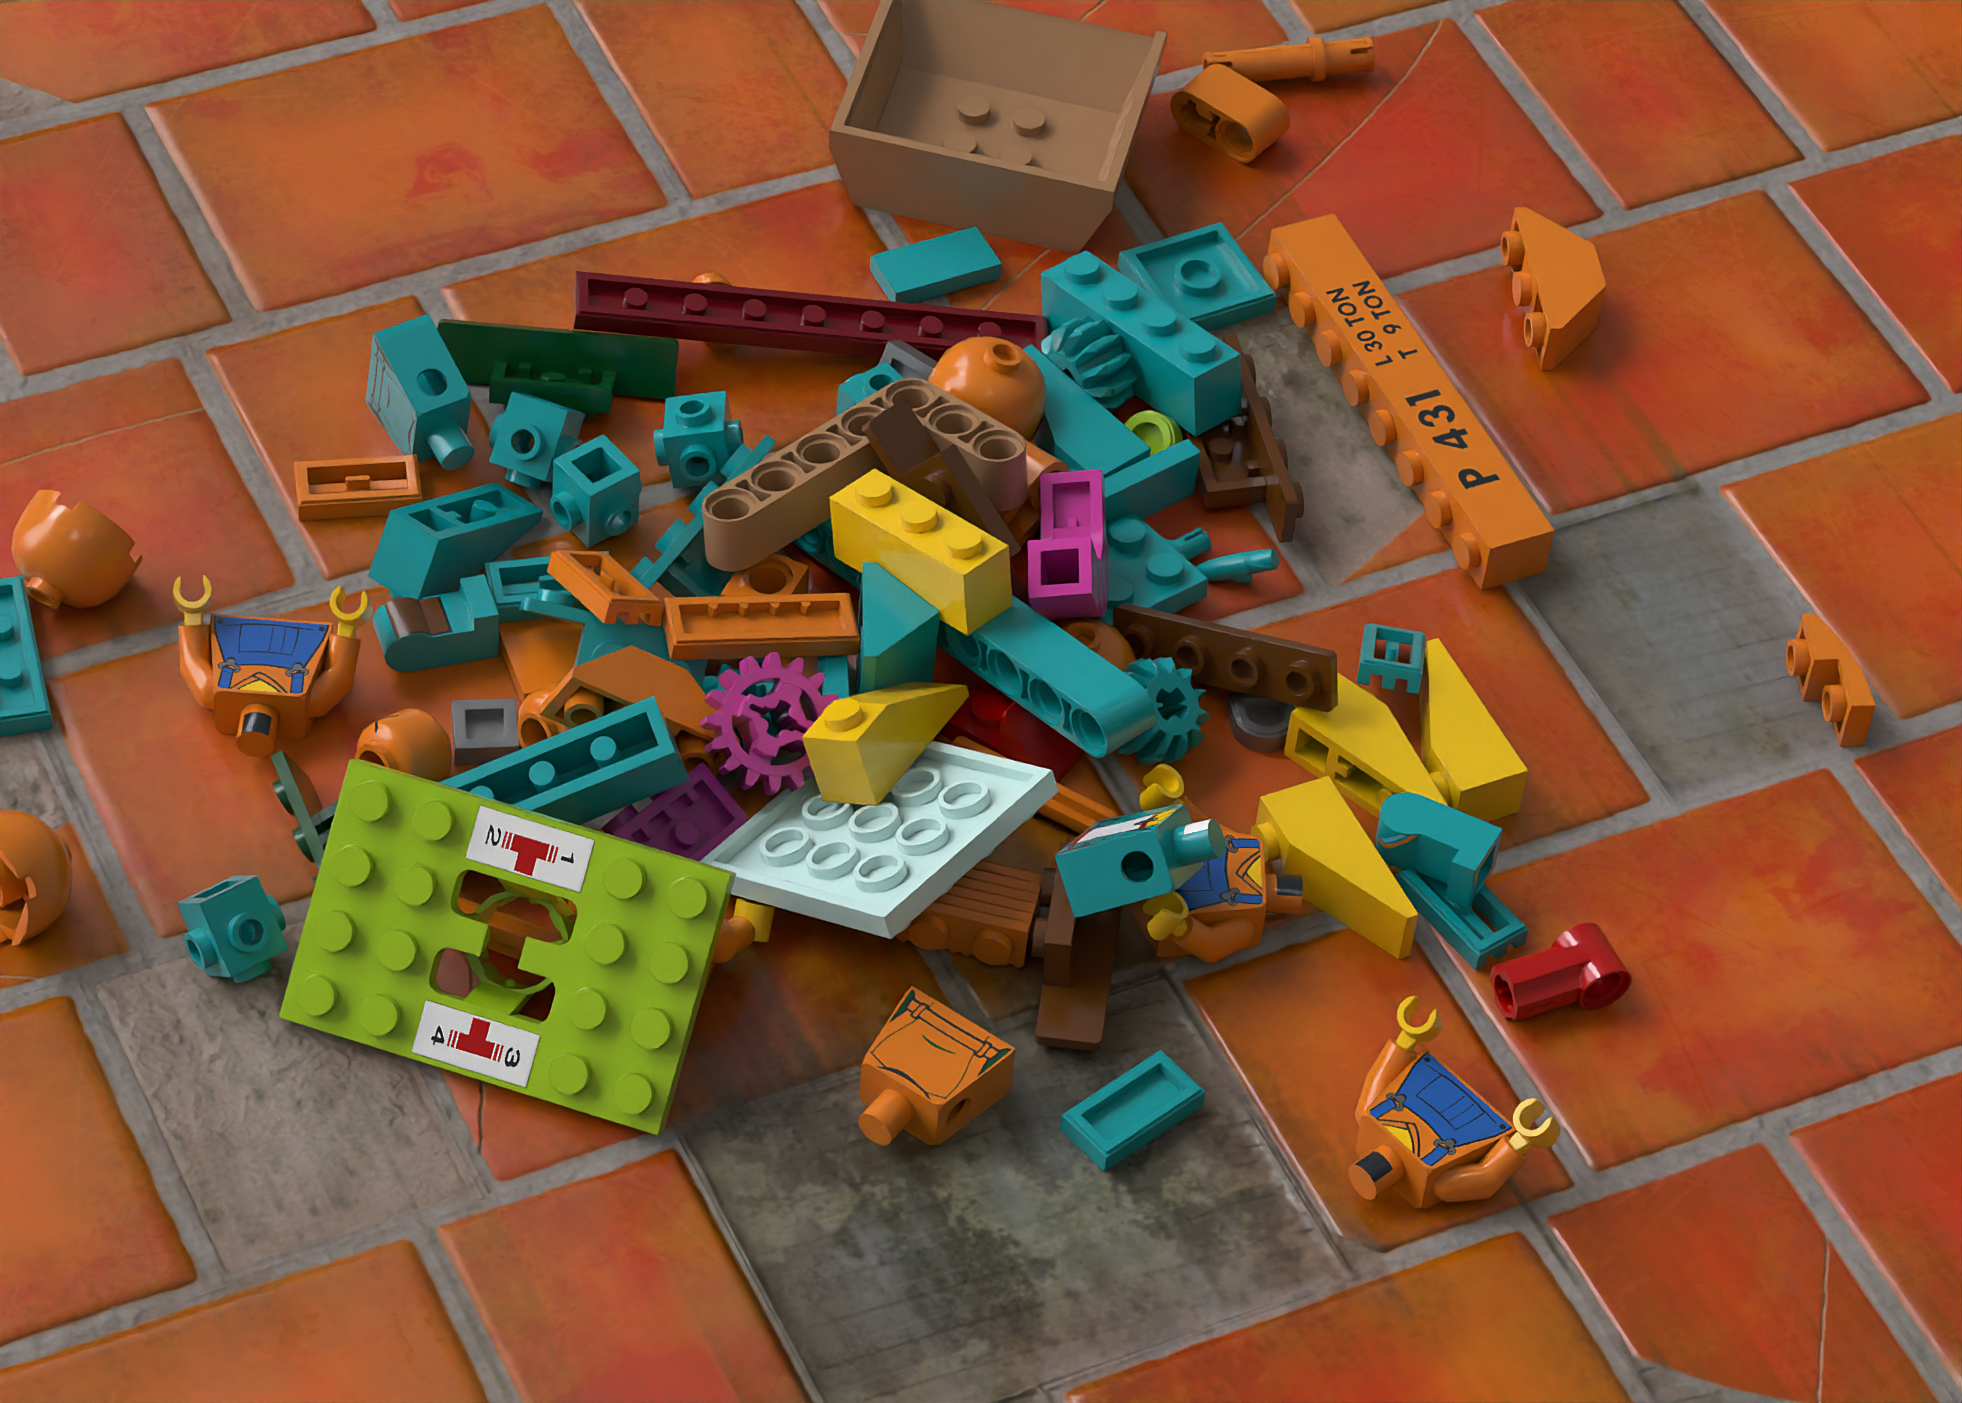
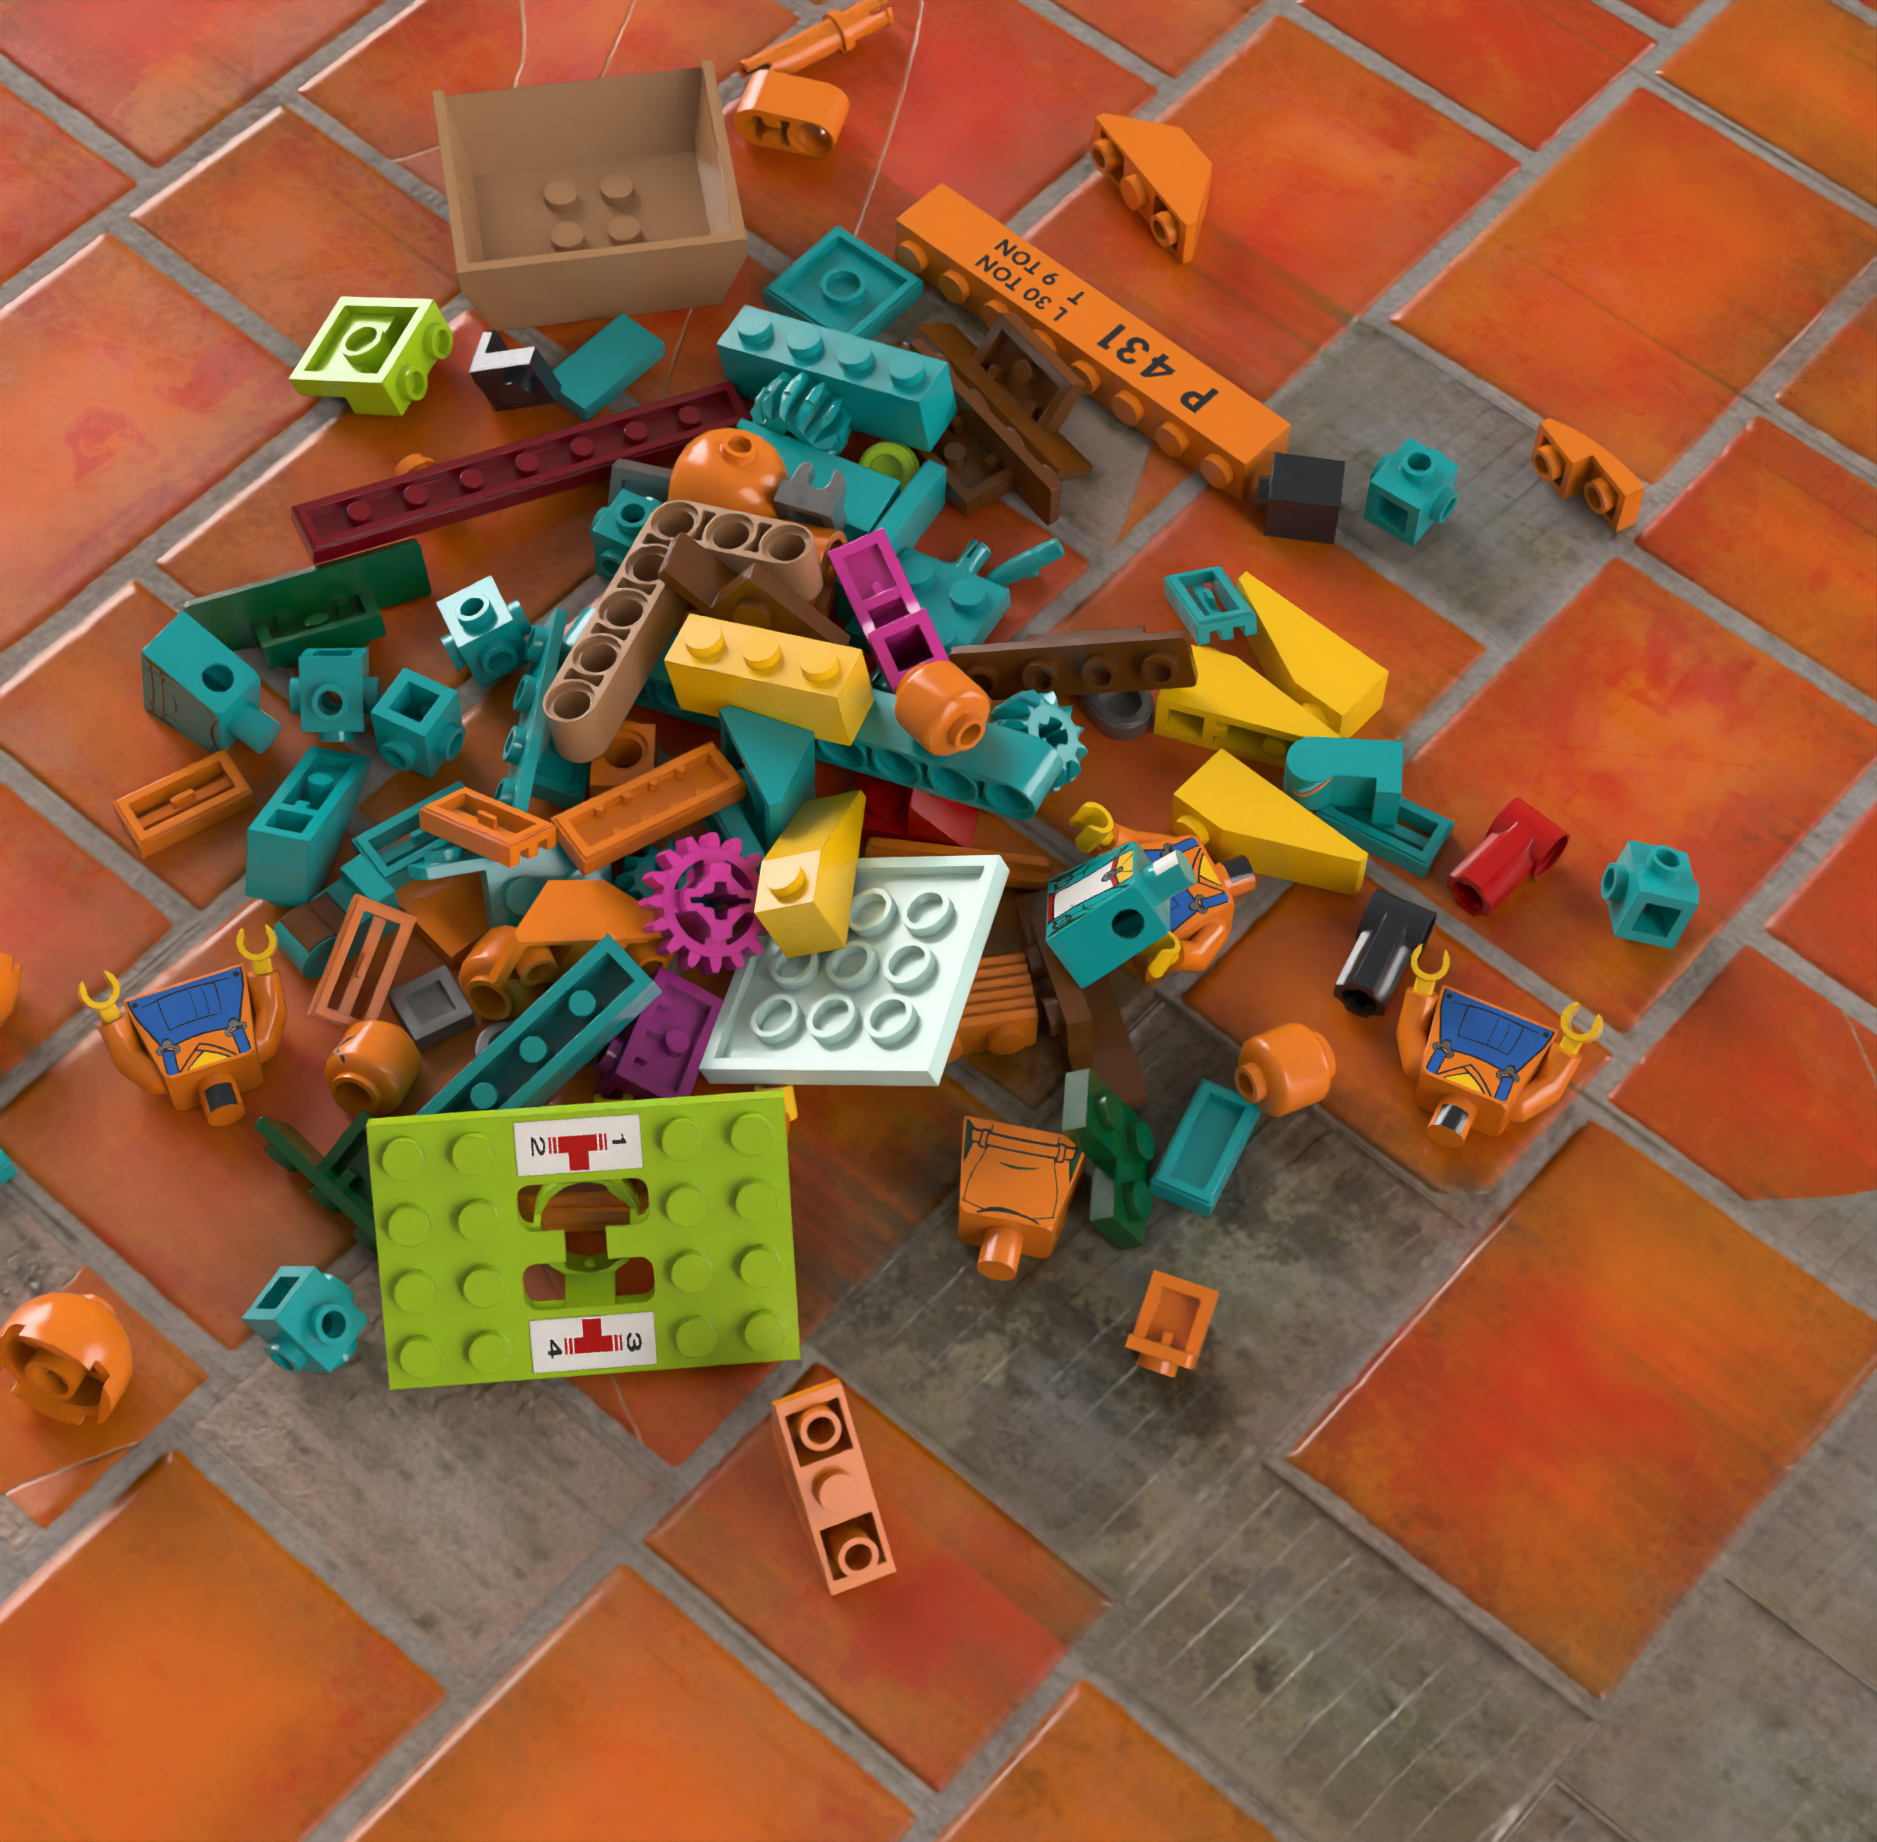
camera: 20 degrees left, 10 degrees up
(476, 629) = (381, 913): none -> orange tile
(620, 1232) = (830, 1486): none -> orange slope
(728, 181) = (375, 353): none -> lime plate
(842, 240) = (512, 376): none -> black bracket
(1013, 1235) = (1172, 1324): none -> orange bracket
(1042, 1074) = (1120, 1155): none -> dark green plate
(1044, 428) = (809, 505): none -> flat silver tile
(1055, 622) = (940, 706): none -> orange head
(1238, 1066) = (1285, 1069): none -> orange head
(1312, 411) = (1020, 382): none -> reddish brown bracket
(1370, 1019) = (1382, 953): none -> black piece
(1536, 602) = (1301, 498): none -> black brick
(1644, 631) = (1411, 491): none -> teal brick
(1679, 1052) = (1650, 894): none -> teal brick

